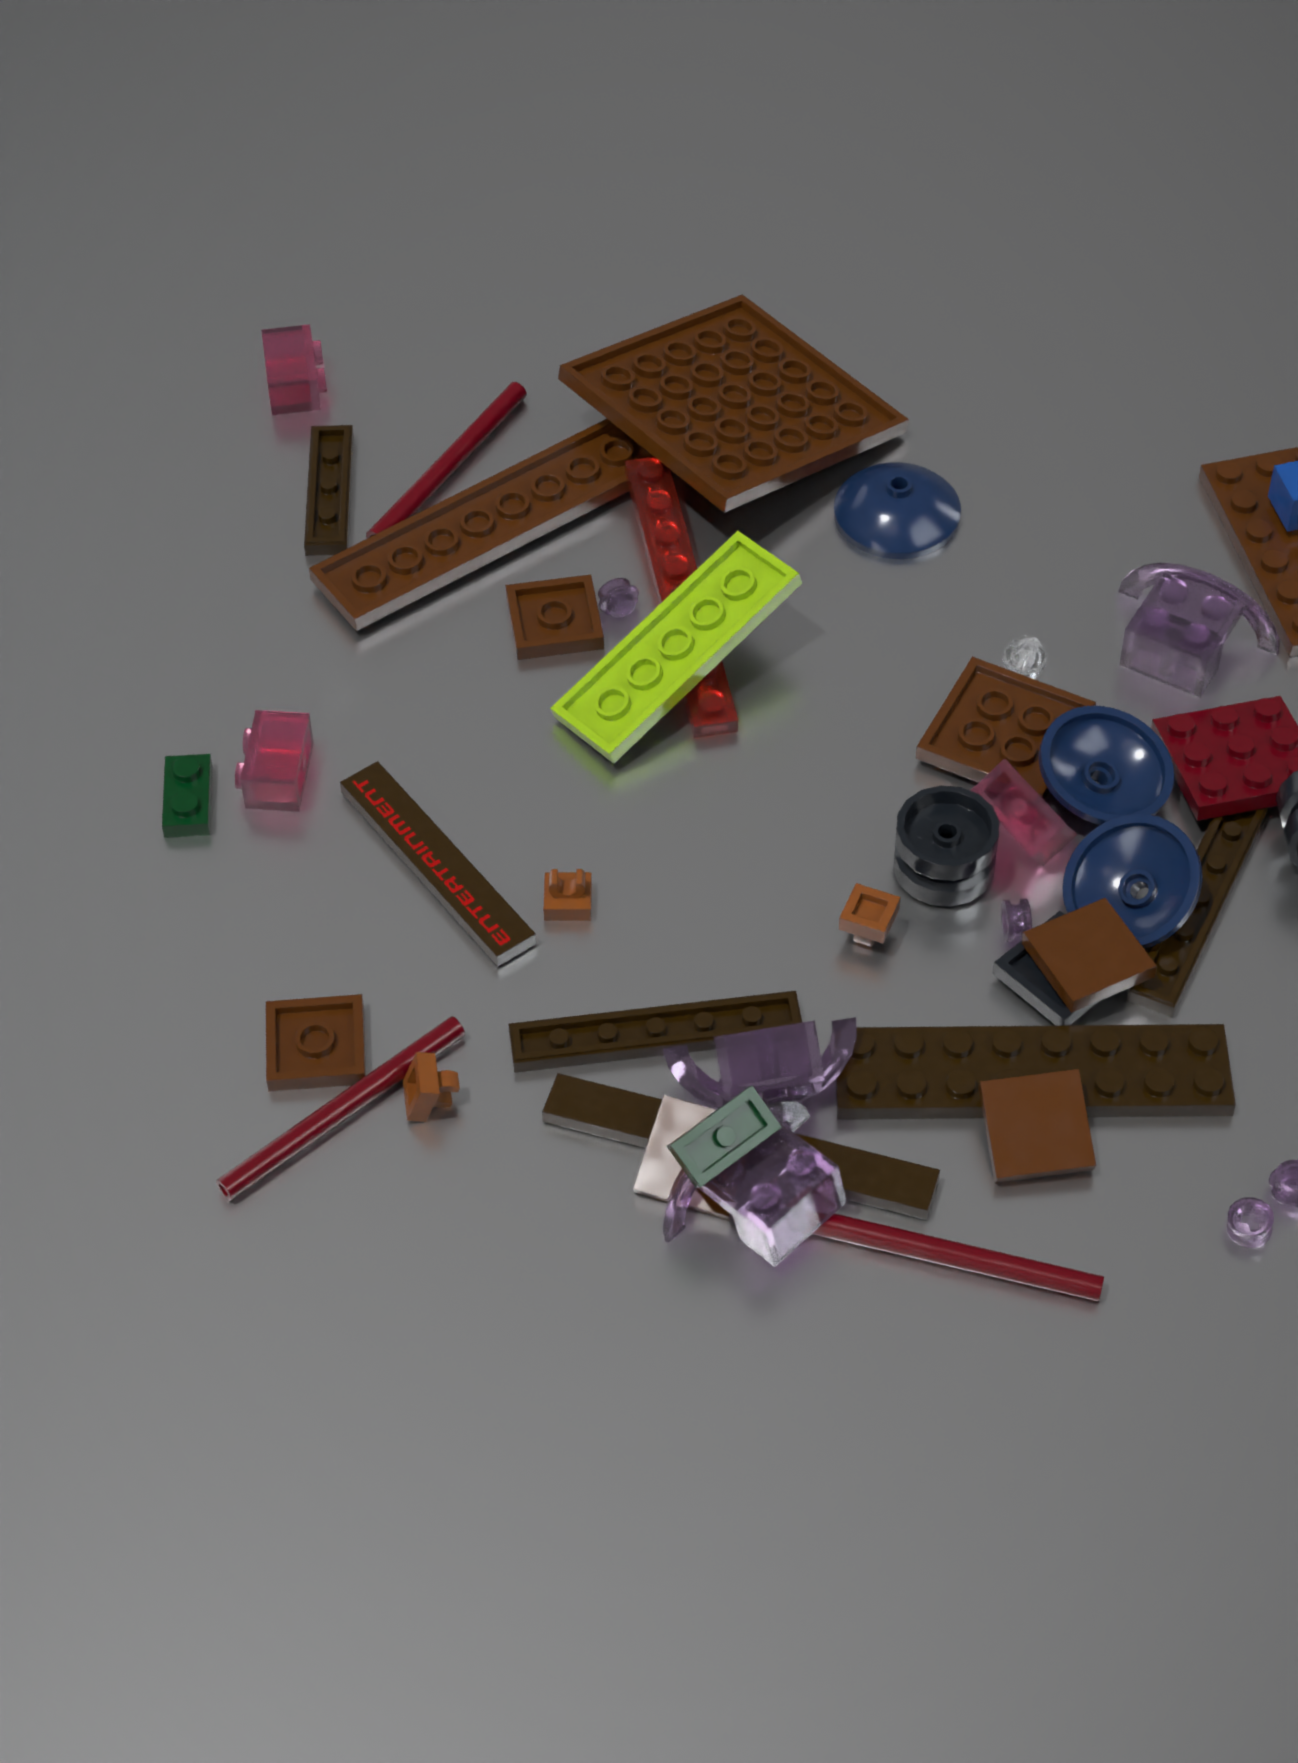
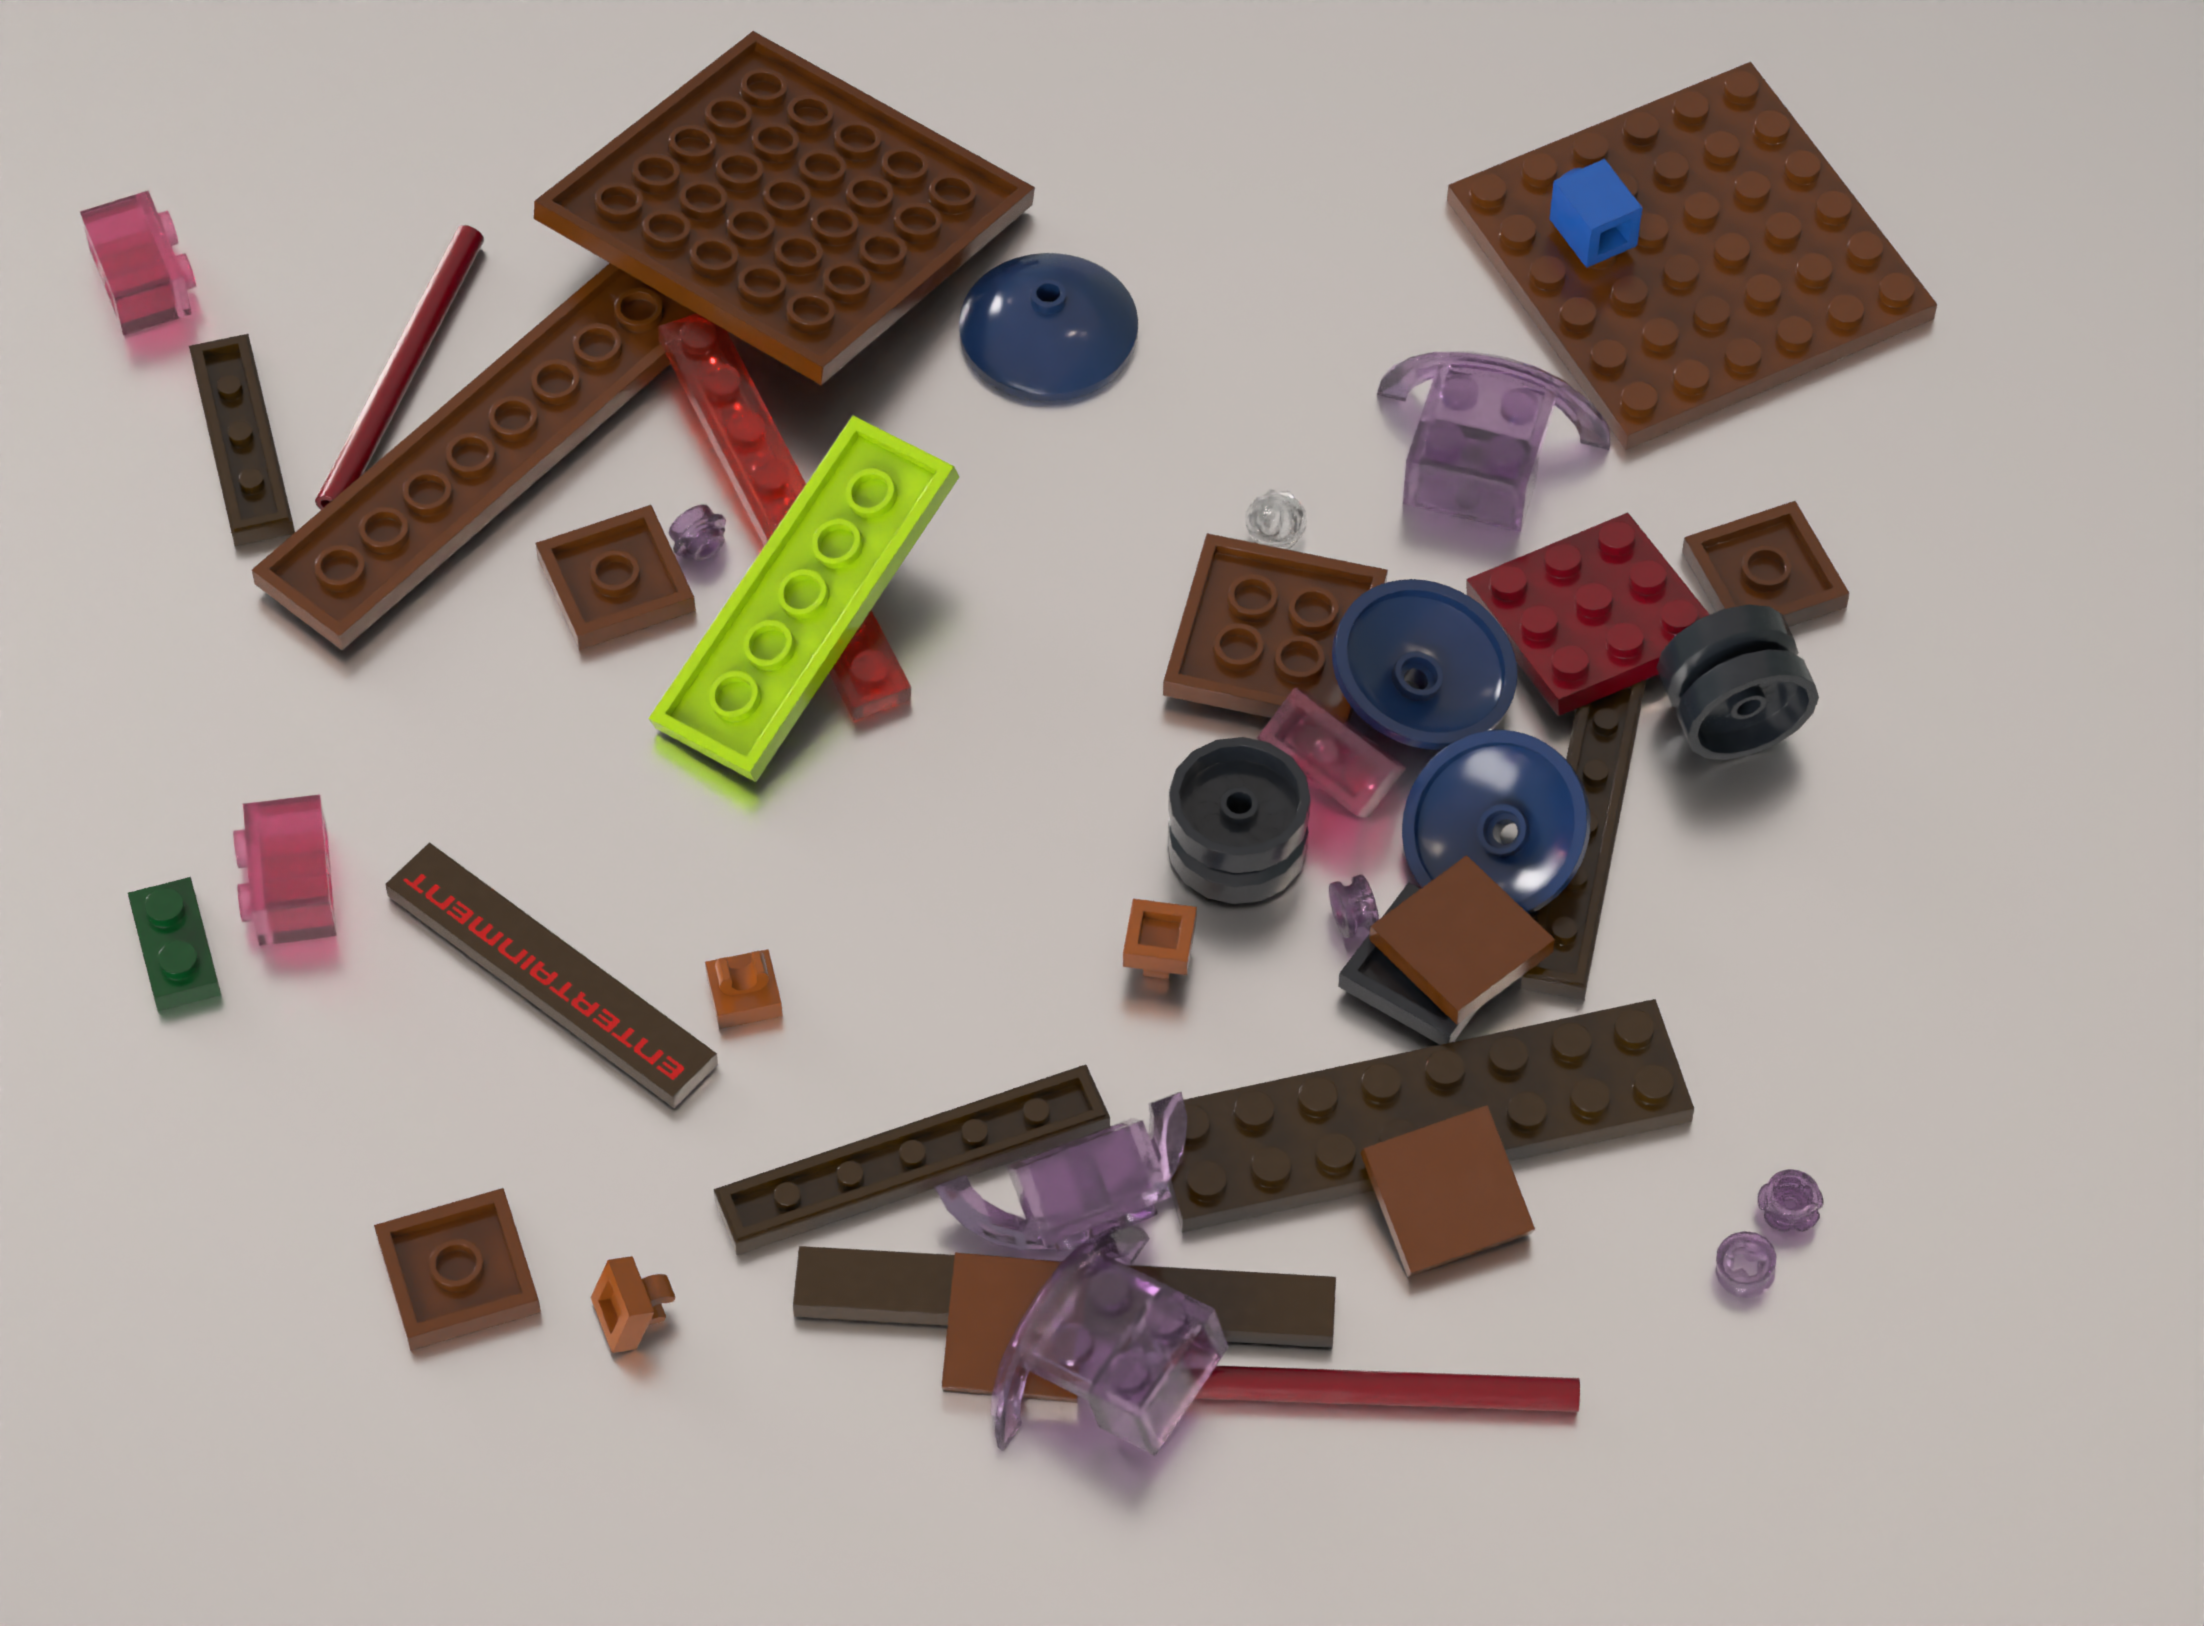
camera: 15 degrees left, 5 degrees up
(336, 1110) = (516, 1357): dark red piece -> none
(724, 1136) = (1058, 1301): plate -> none

